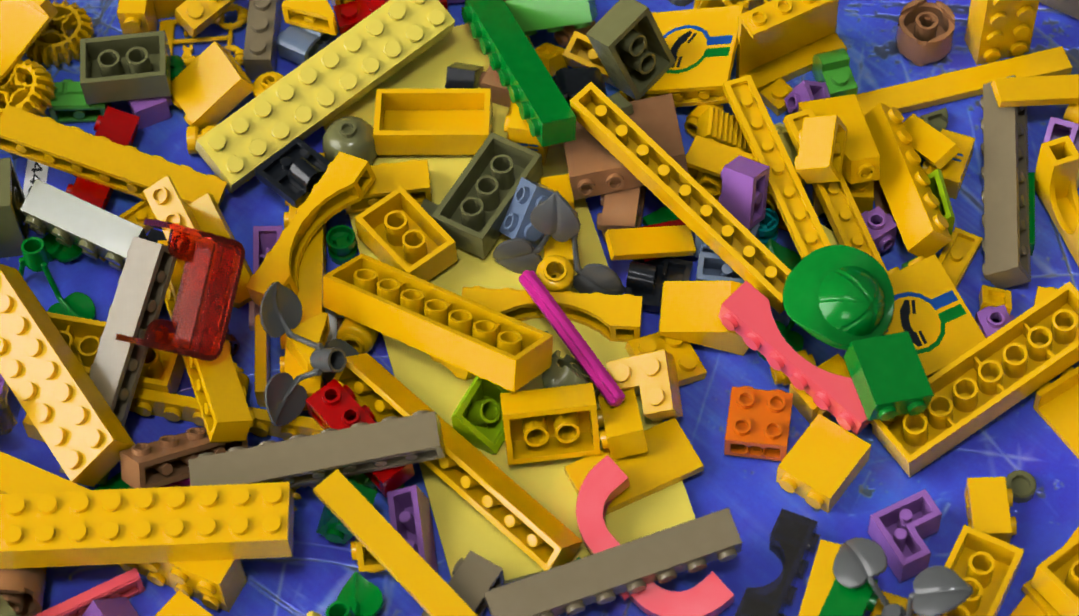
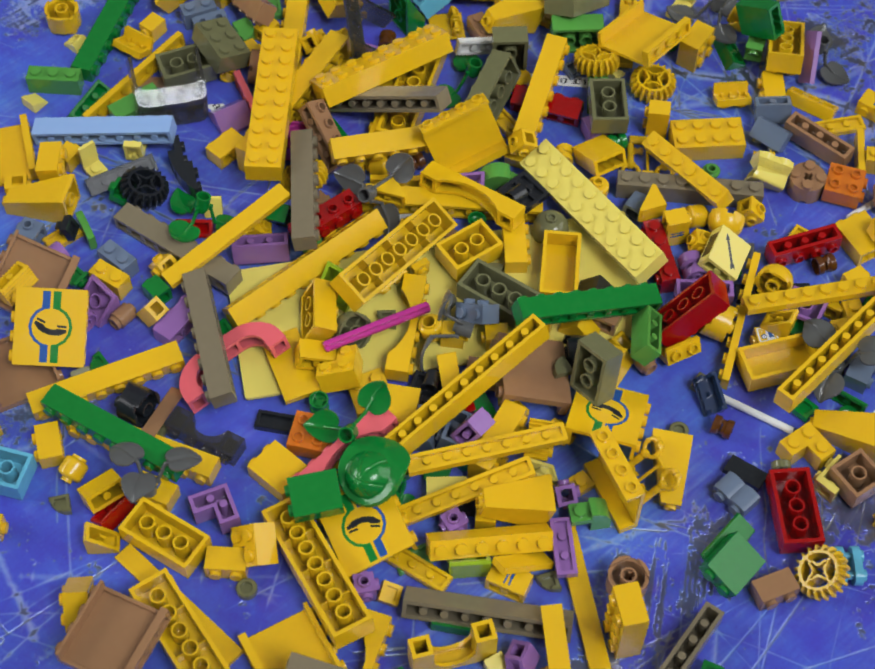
camera: 90 degrees right, 0 degrees up
(203, 297) = (387, 117): clear red windscreen -> none
(204, 171) = (522, 142): none -> yellow brick
(250, 212) = (497, 174): none -> bright green brick
(698, 423) = (318, 399): none -> green wheel
(733, 484) = (273, 422): none -> black tile
(760, 378) = (325, 422): none -> green plant
(821, 149) = (493, 470): yellow brick -> none
(906, 98) = (563, 548): none -> medium lavender plate
(955, 460) = (258, 542): none -> yellow brick

